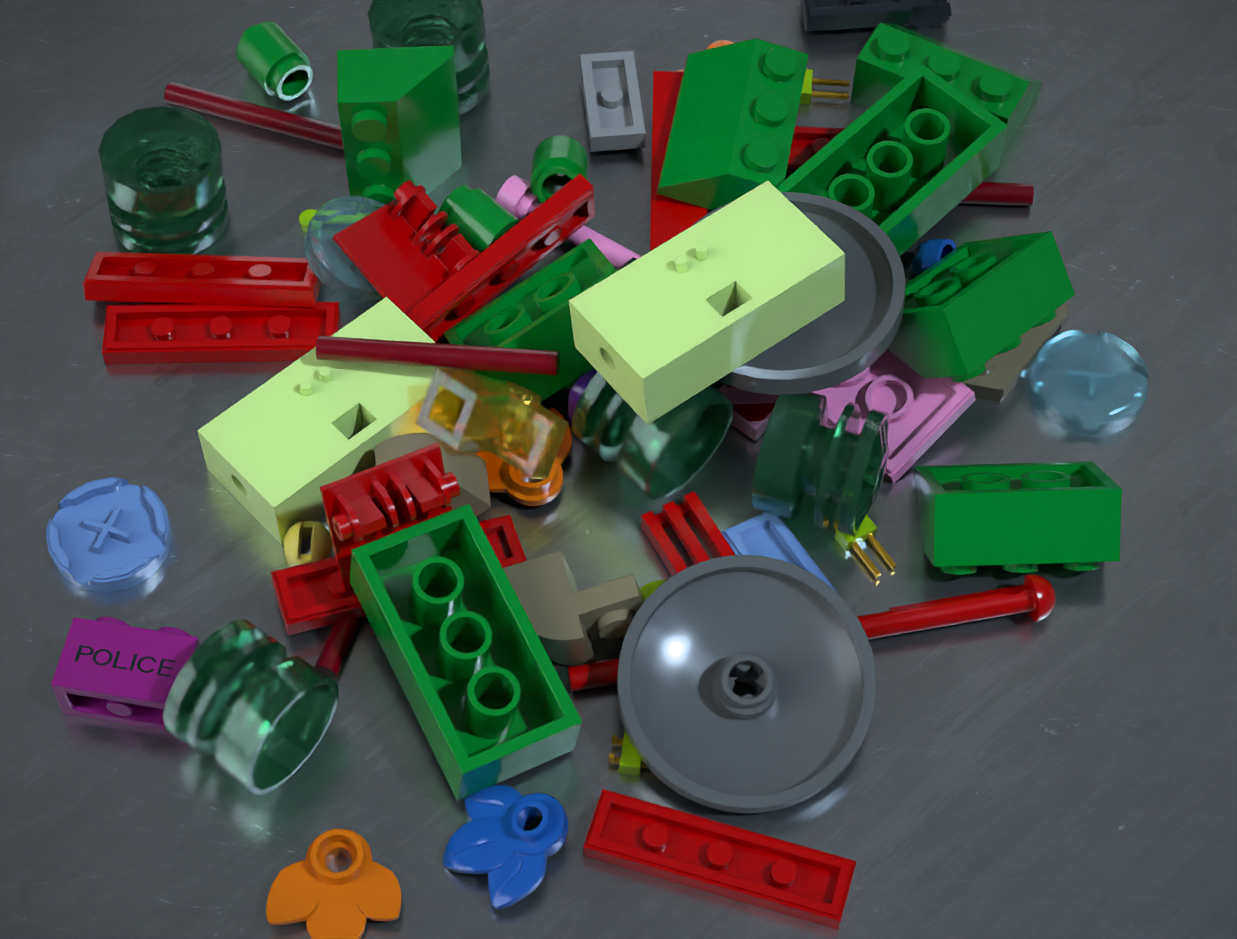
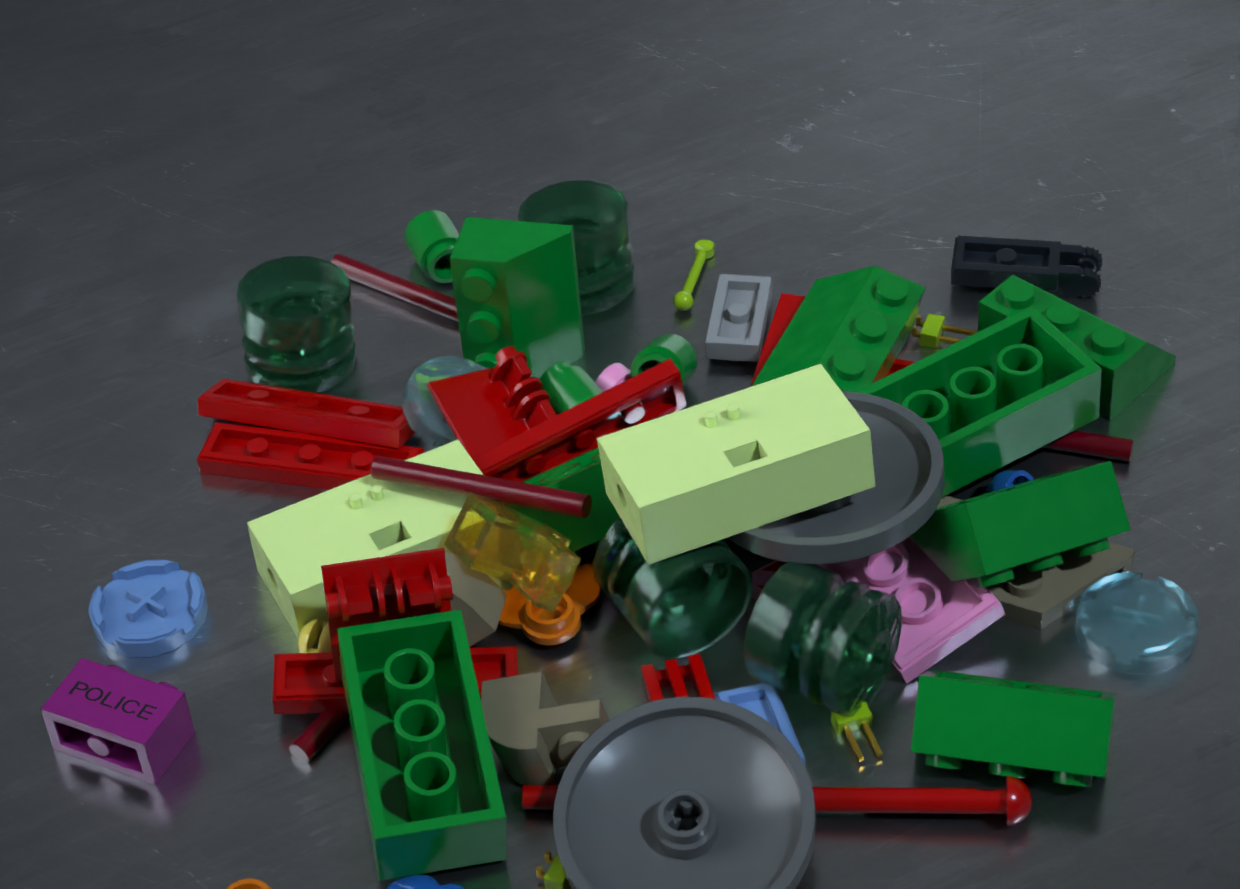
camera: 20 degrees right, 15 degrees down
(250, 706) = (210, 756): clear green wheel -> none
(547, 24) = (703, 250): none -> lime hinge

